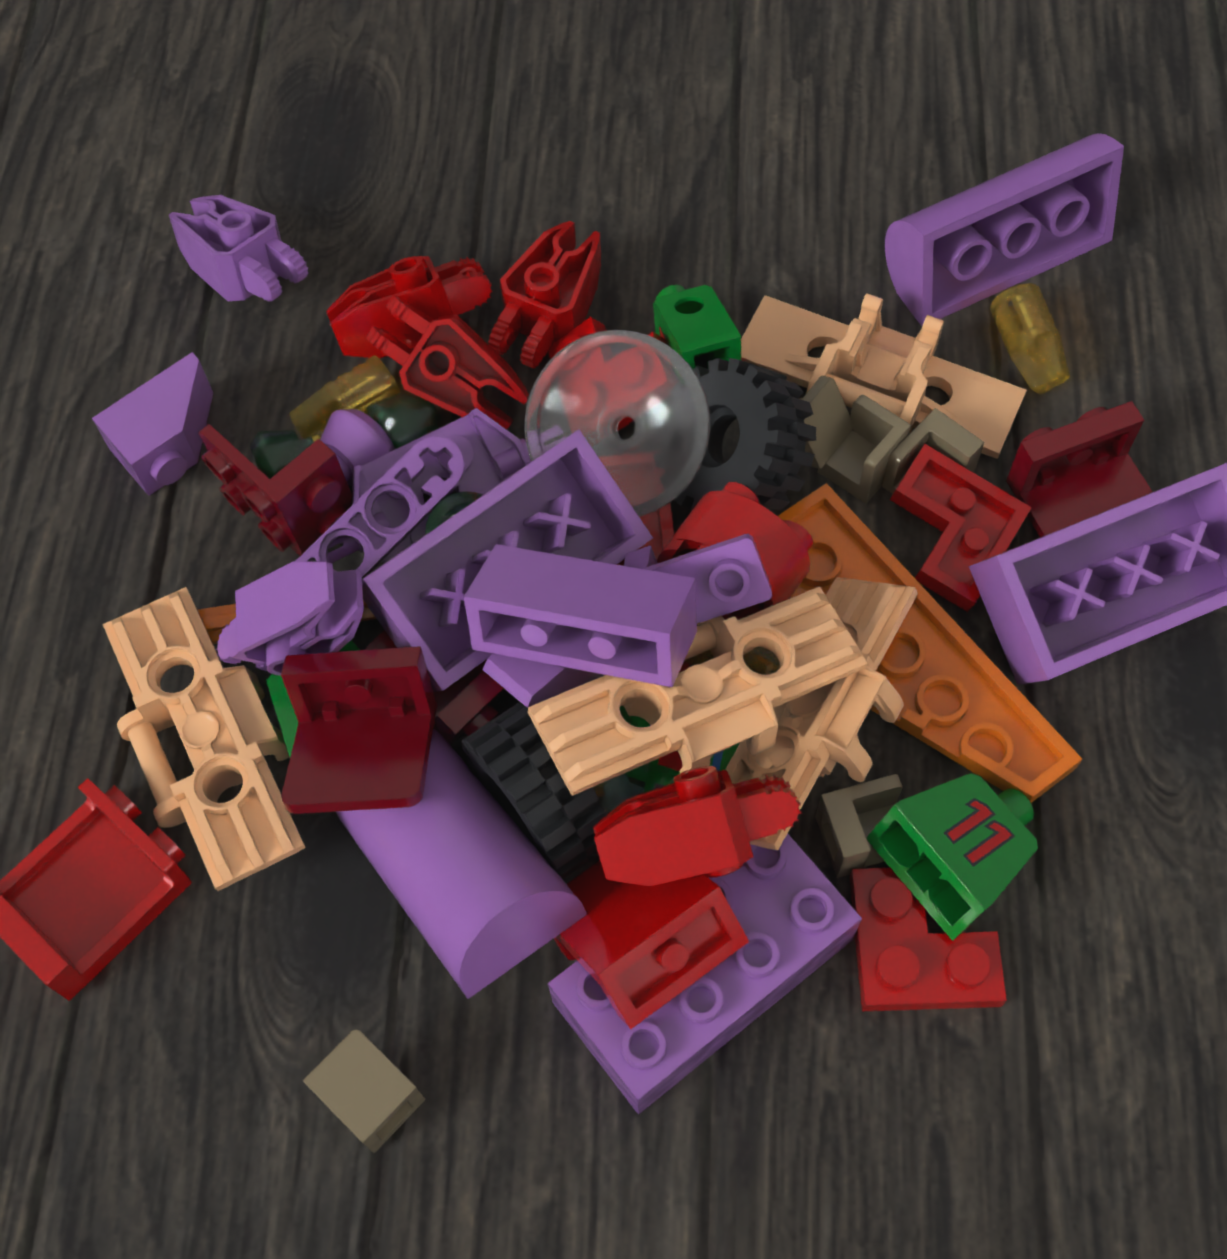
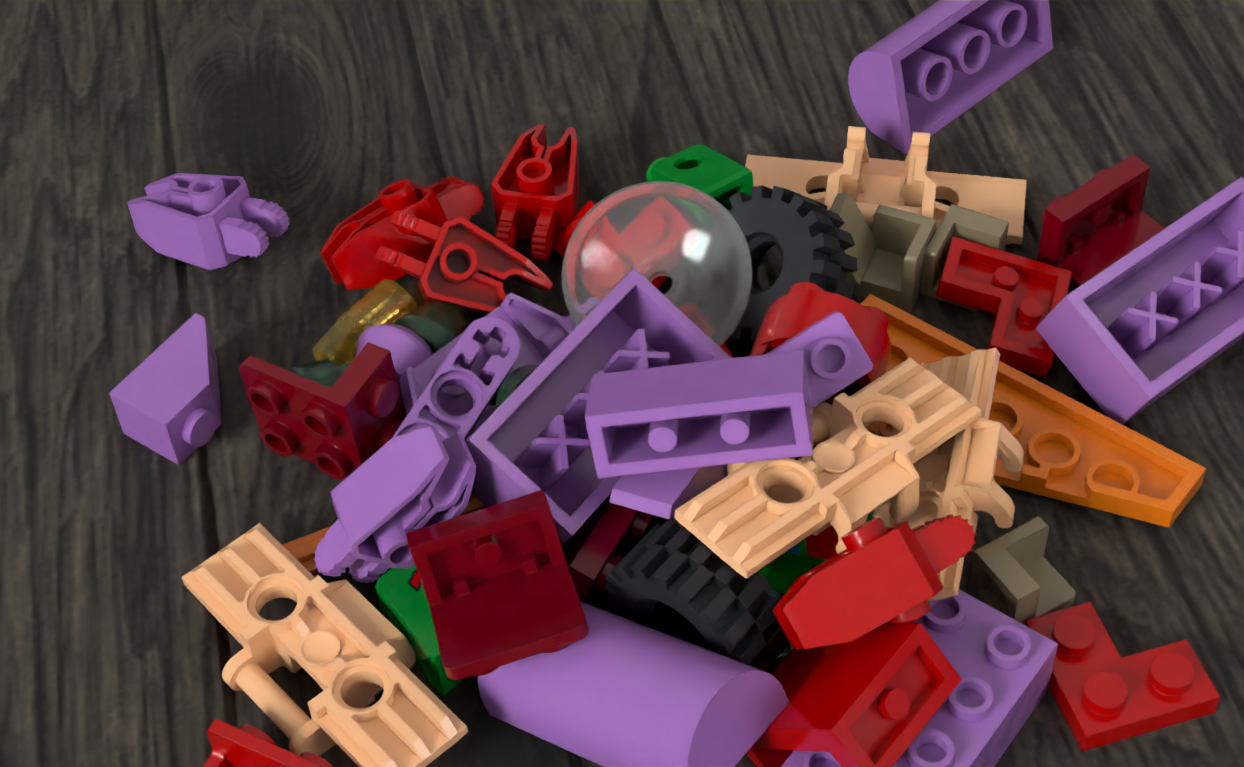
camera: 15 degrees left, 15 degrees down
(957, 847) = (1118, 569): green torso -> none
(1031, 336) = (1021, 143): clear yellow hinge -> none

